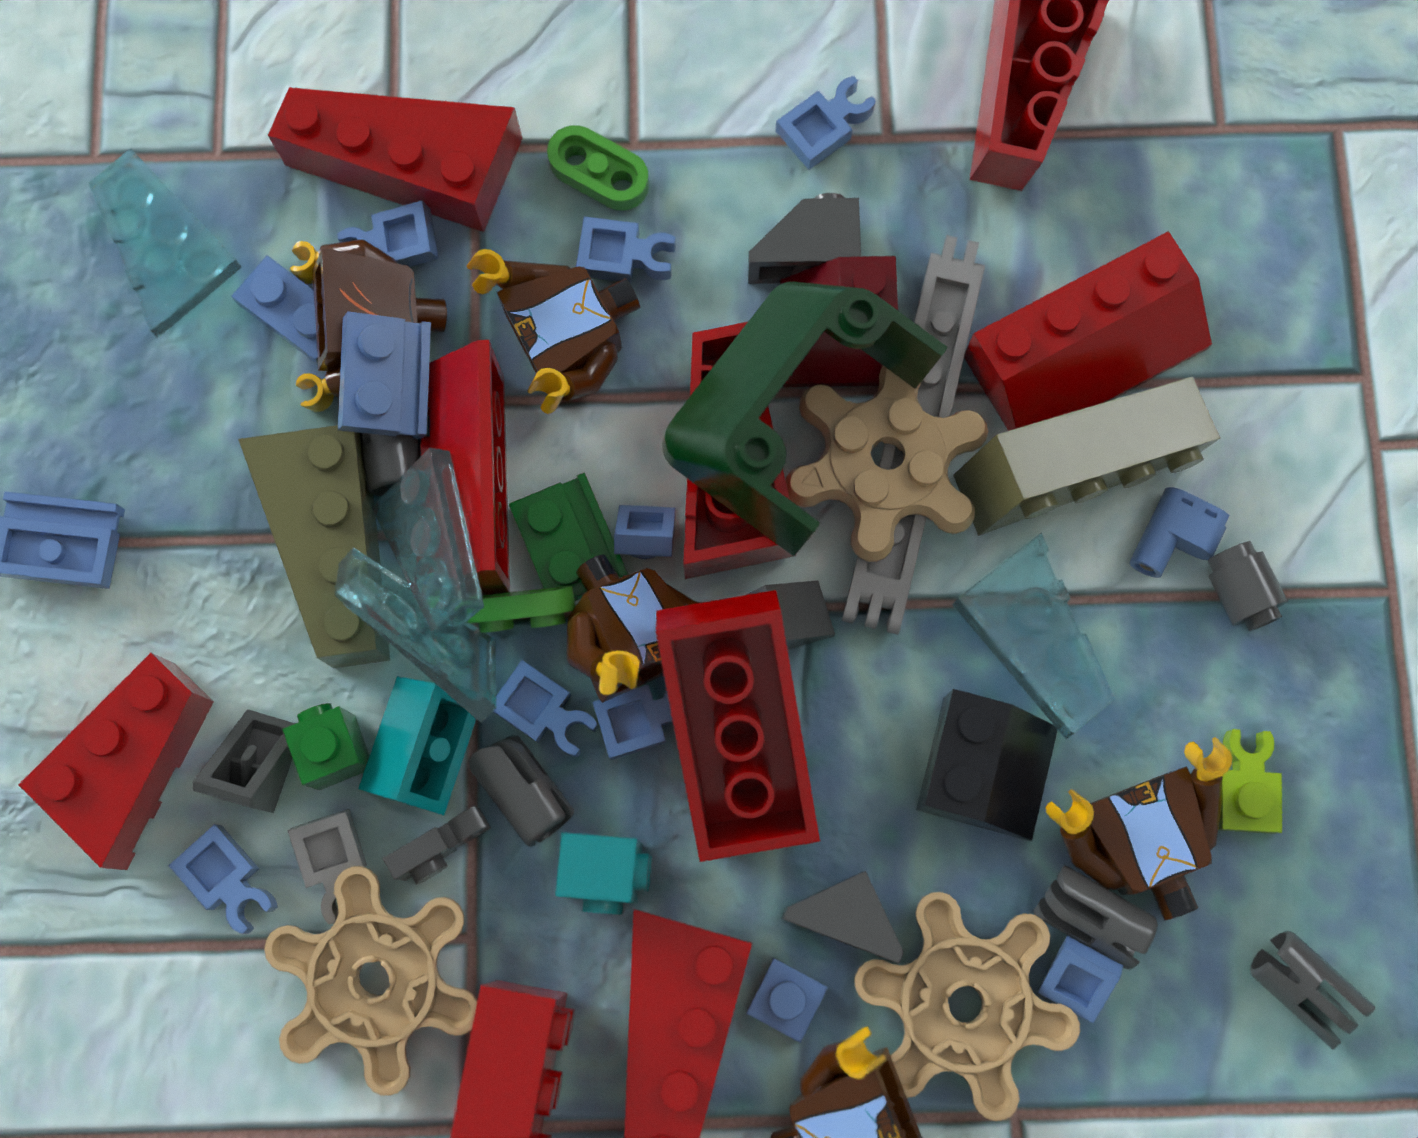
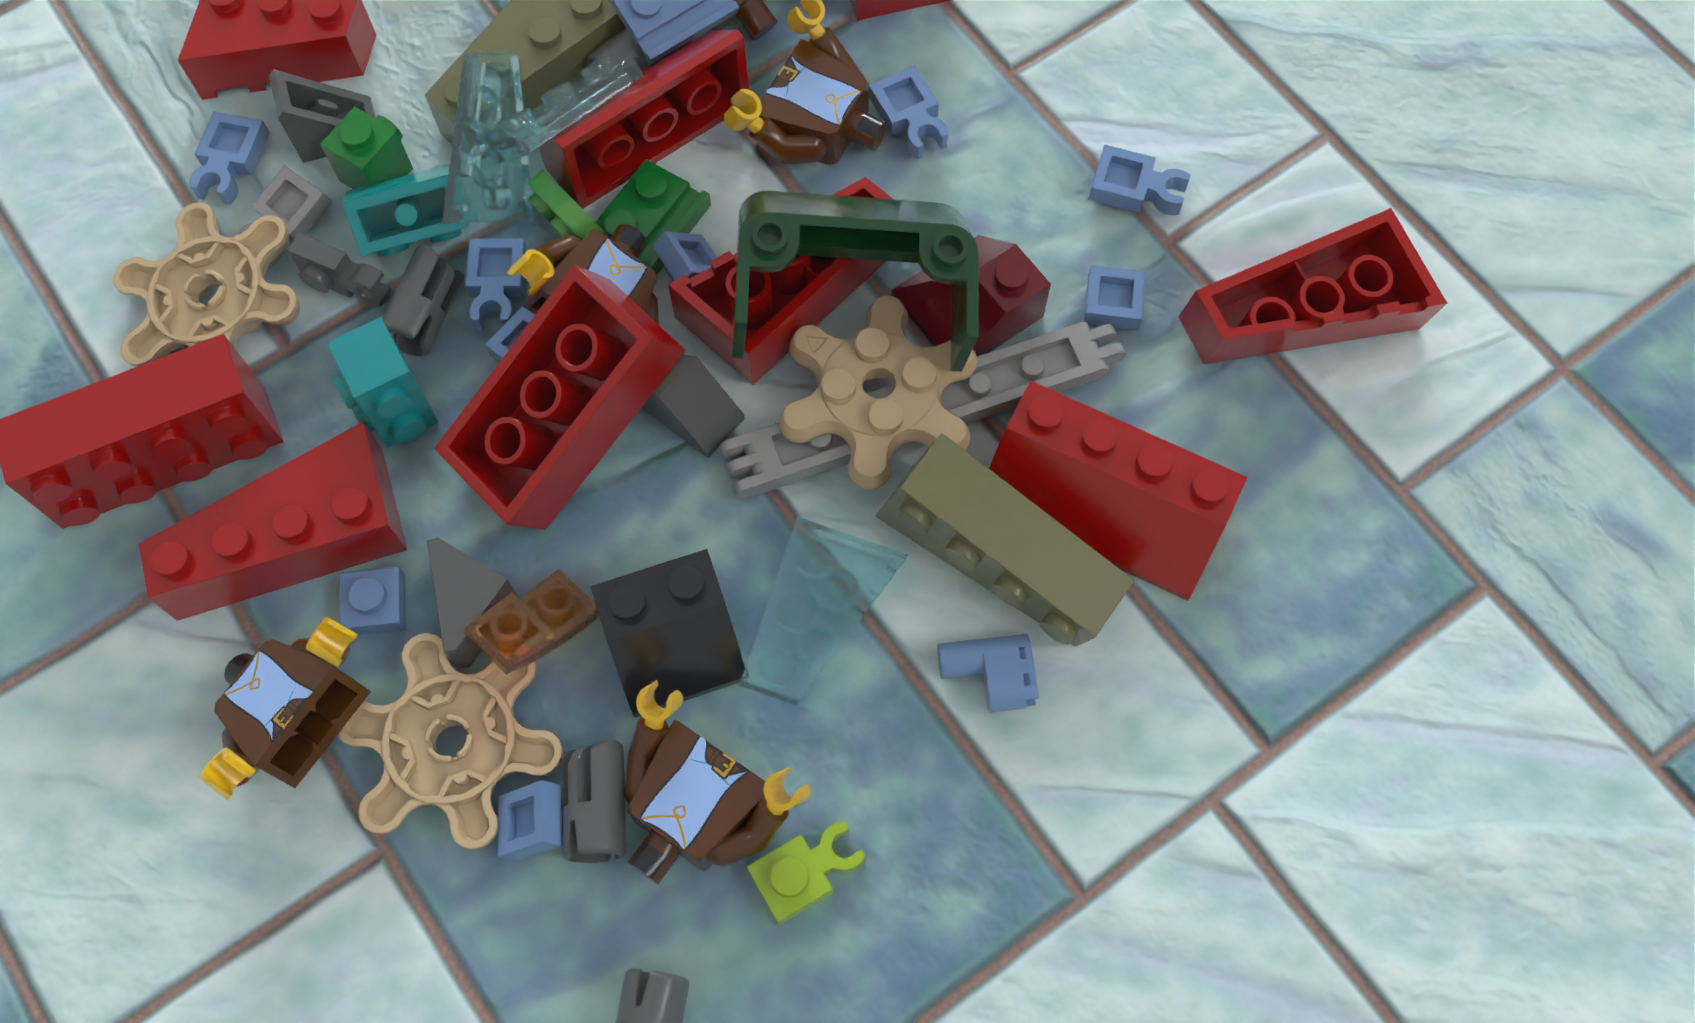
camera: 55 degrees right, 10 degrees down
(602, 168) = (967, 58): bright green plate -> none
(807, 237) = (1024, 218): dark grey slope -> none
(910, 873) = (530, 627): none -> clear orange slope
(920, 215) = (1114, 297): none -> medium blue plate
(1246, 586) = (984, 753): dark grey brick -> none

